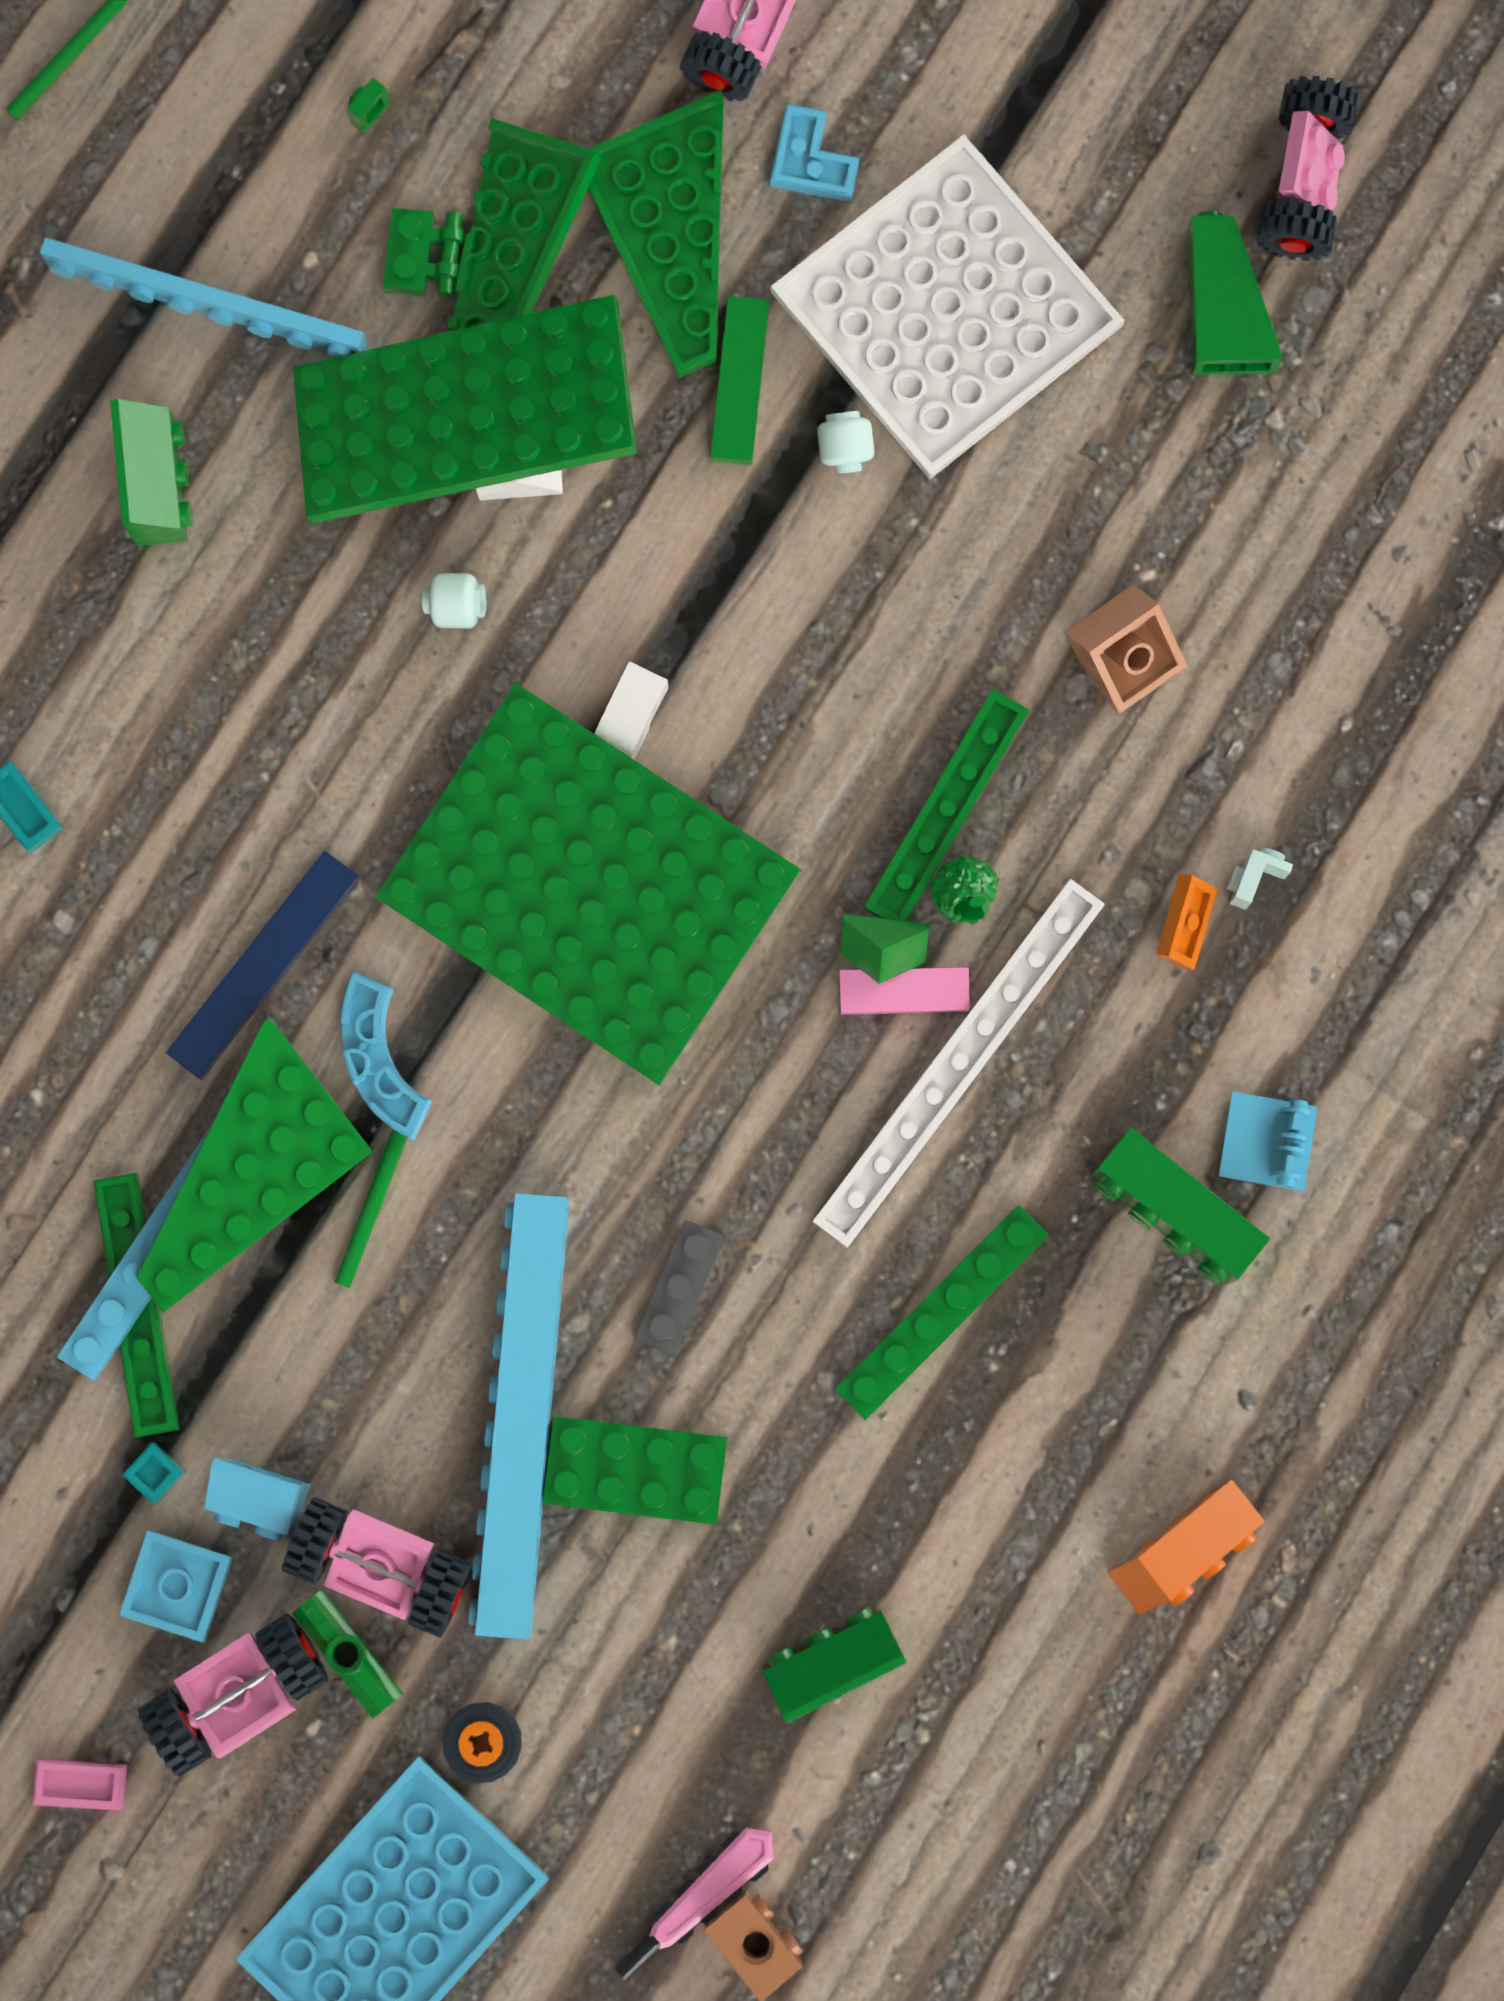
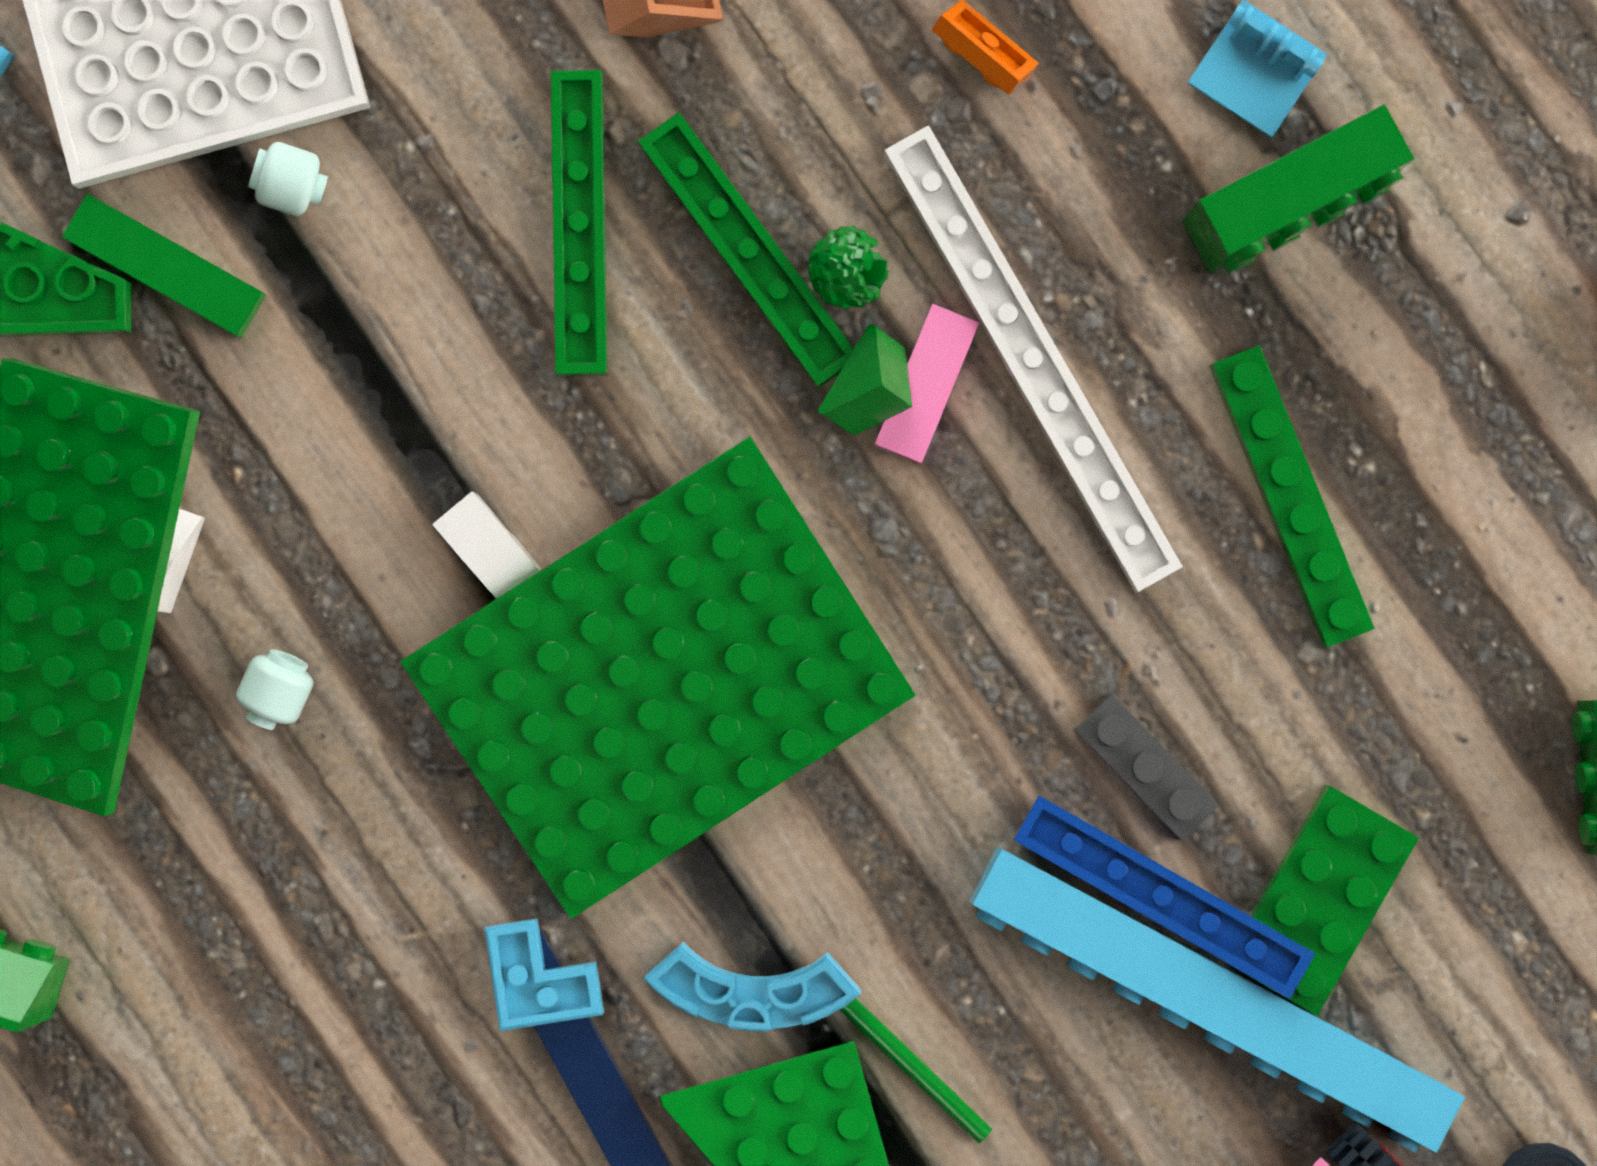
camera: 70 degrees left, 5 degrees up
(307, 886) = (526, 990): none -> medium azure tile
(584, 1340) = (1164, 897): none -> blue plate
(910, 673) = (579, 223): none -> green plate

